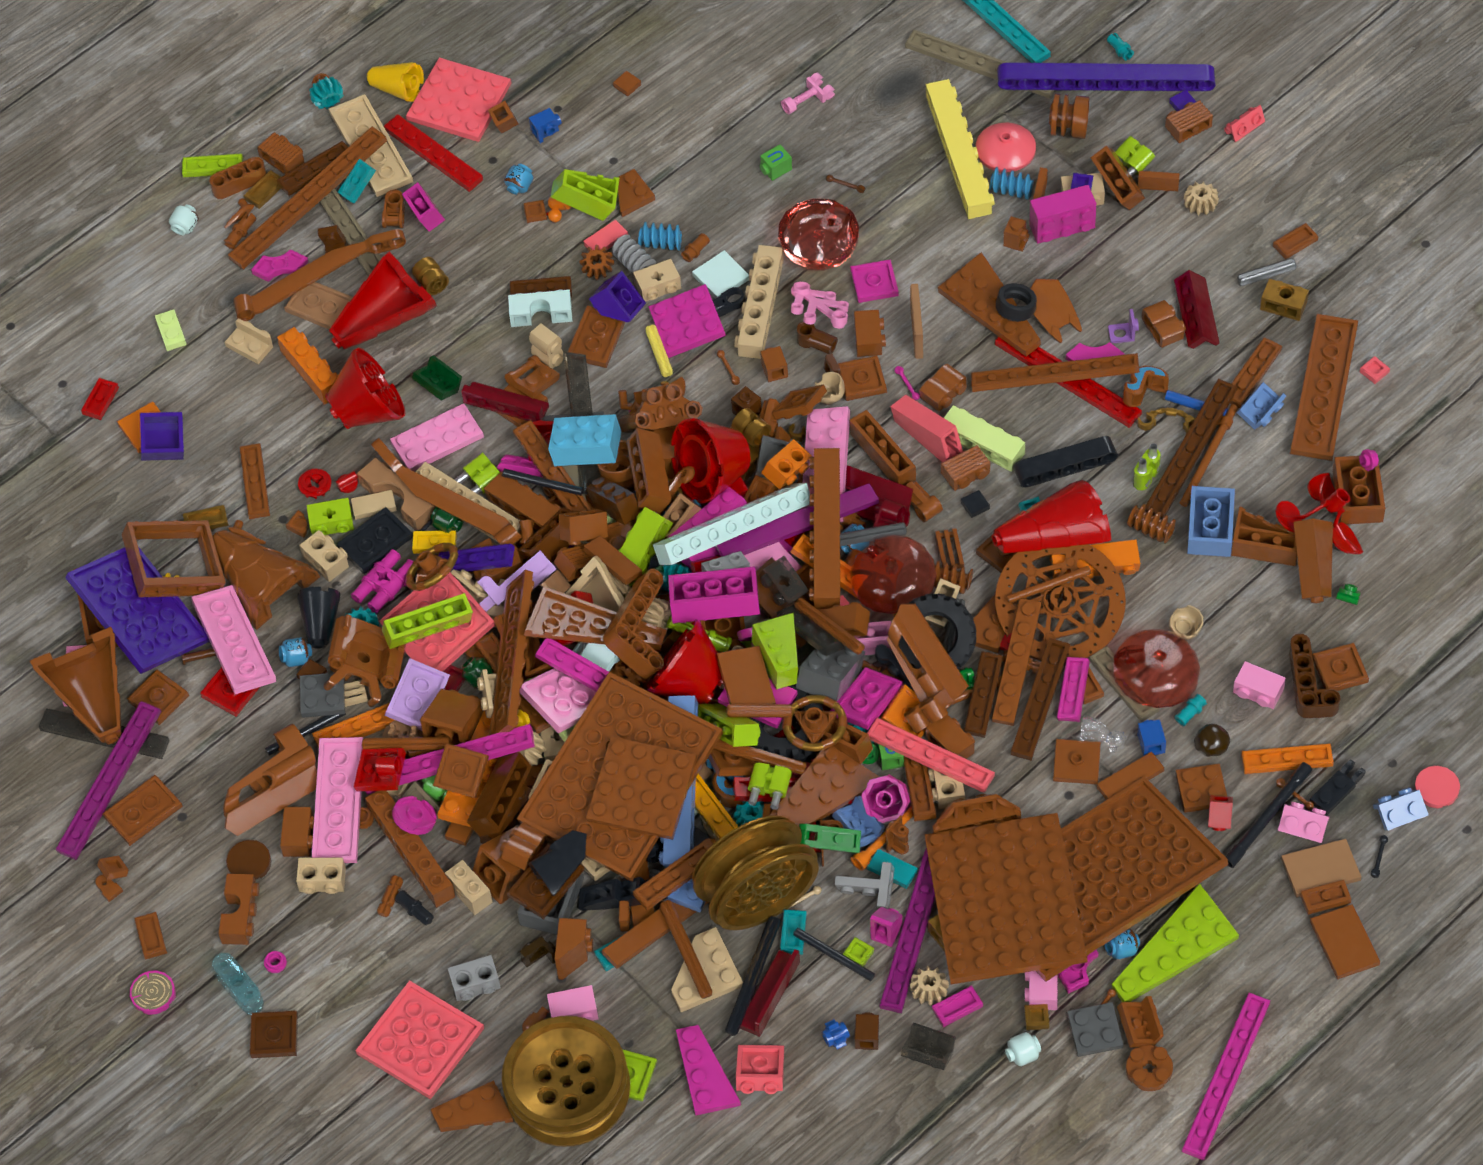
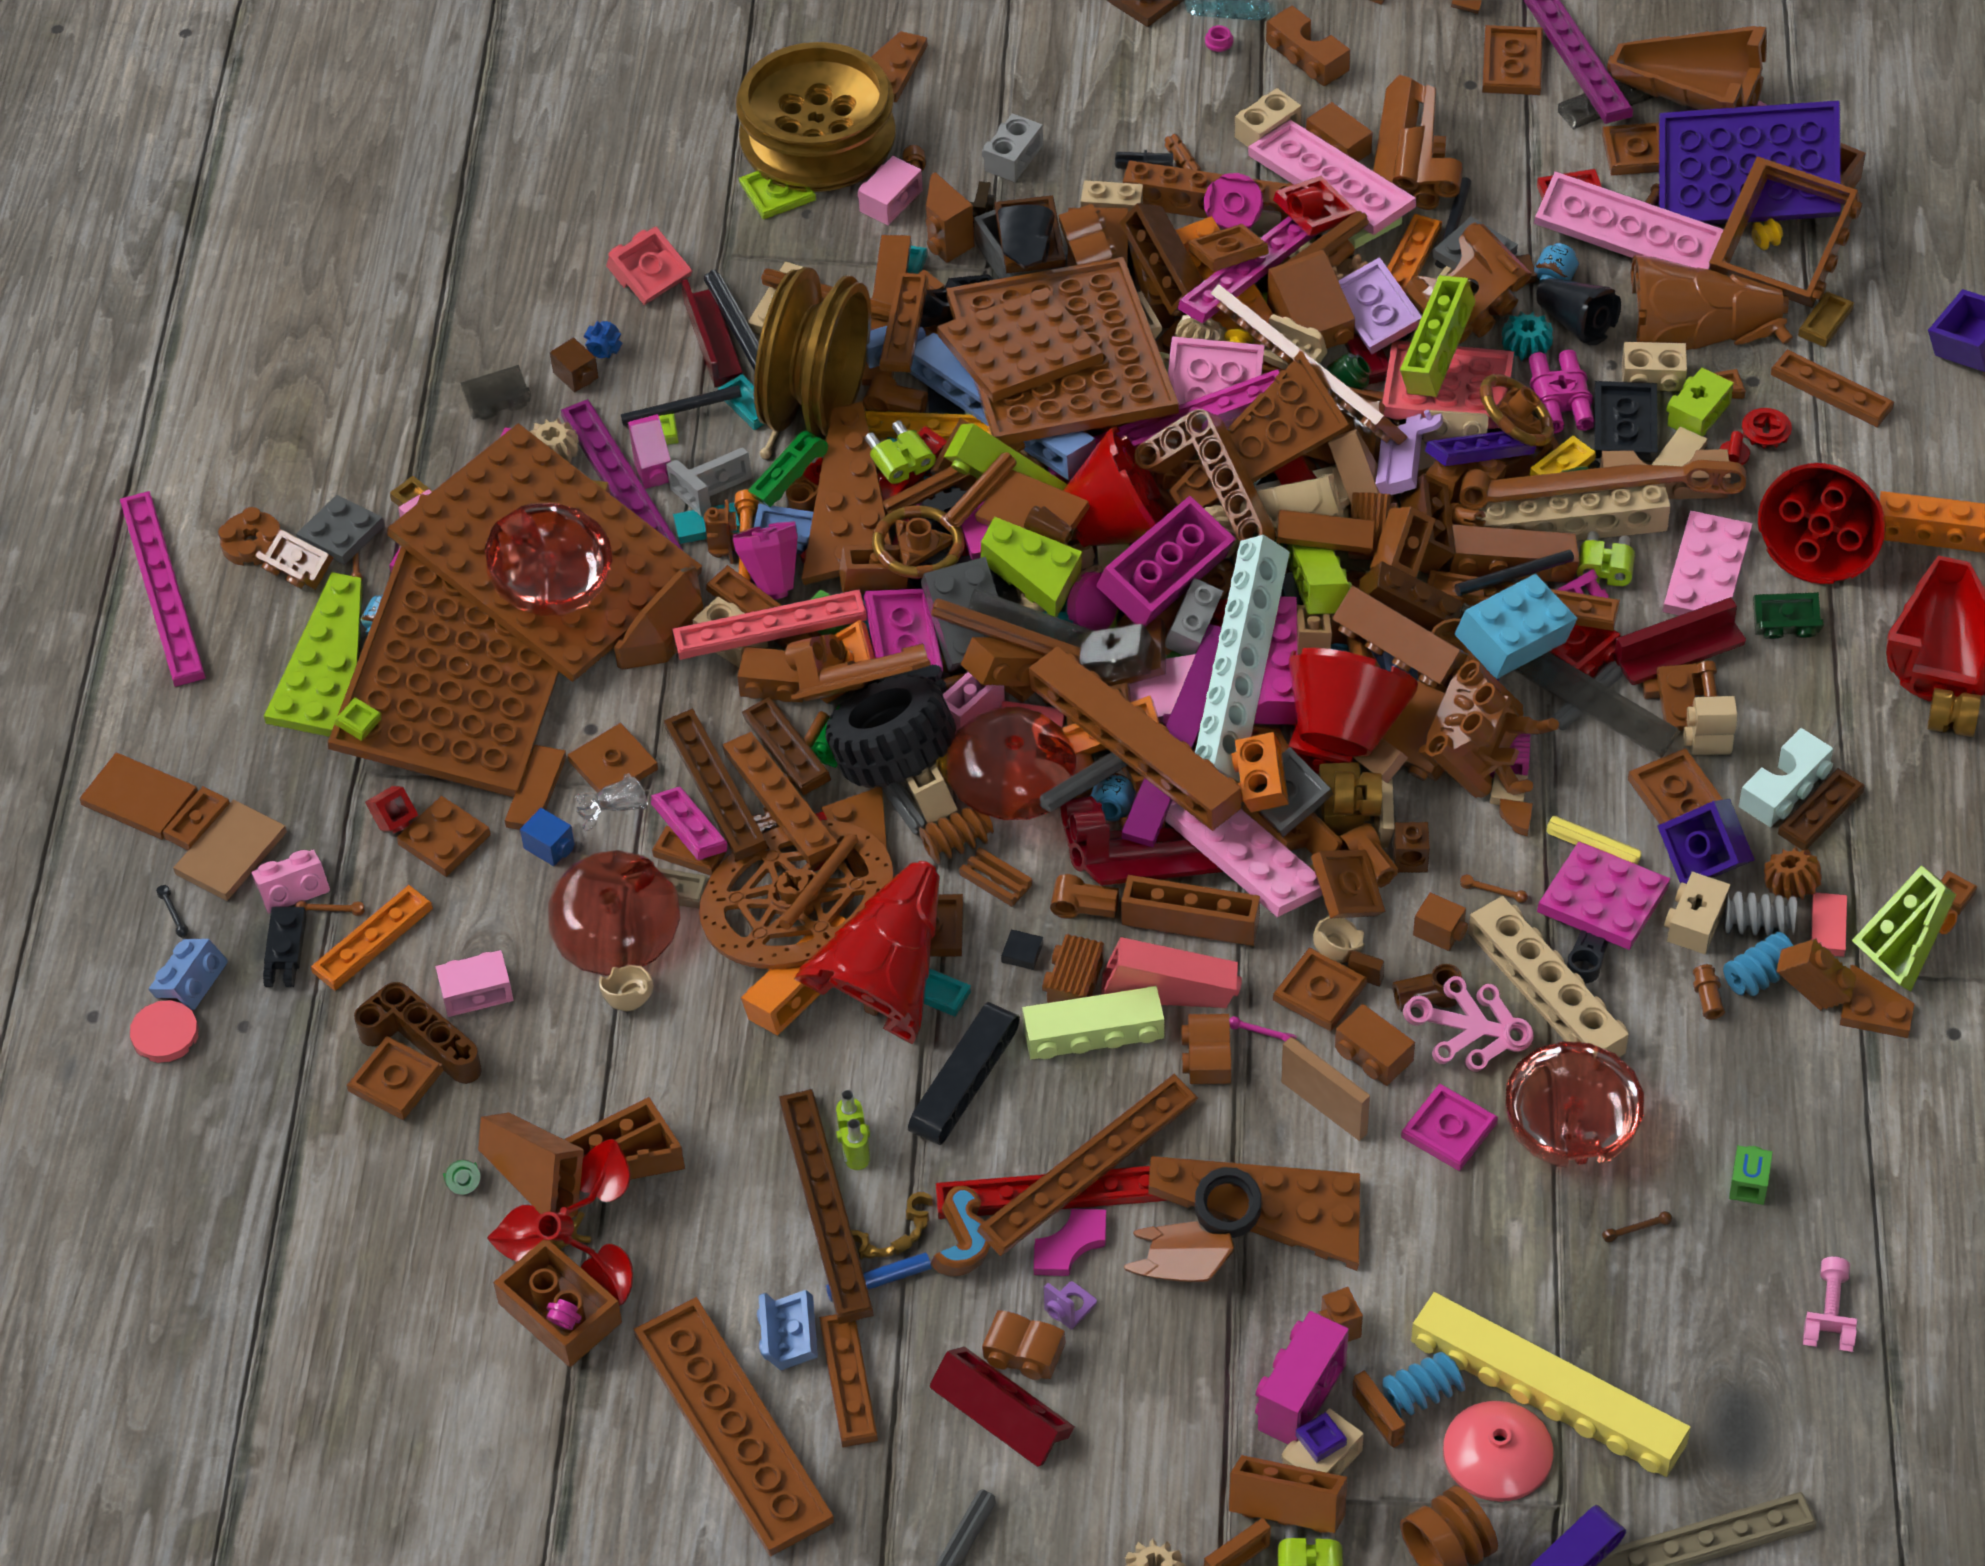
camera: 135 degrees right, 5 degrees down
(249, 858) = (1355, 91): reddish brown tile -> none
(420, 1039) = (1004, 75): coral plate -> none
(648, 205) = (1816, 974): none -> dark orange brick
(705, 1077) = (707, 235): dark pink wing -> none
(720, 274) = (1638, 986): light aqua tile -> none
(754, 651) = (1048, 524): none -> reddish brown cone
(1021, 856) = (548, 559): none -> clear red piece
(1023, 1049) = (396, 455): light aqua head -> none
(1151, 524) = (780, 1072): dark orange piece -> none
(1193, 707) = (532, 905): teal pin -> none
(1200, 858) = (358, 719): none -> lime tile
(1211, 521) = (710, 1122): medium blue brick -> none
(1212, 740) = (477, 890): dark brown hair -> none
(1224, 425) = (815, 1275): dark orange bar -> none
(1274, 299) = (907, 1490): pearl gold brick -> none
(1295, 780) = (336, 907): black piece -> none
(1374, 370) = (689, 1508): coral tile -> none

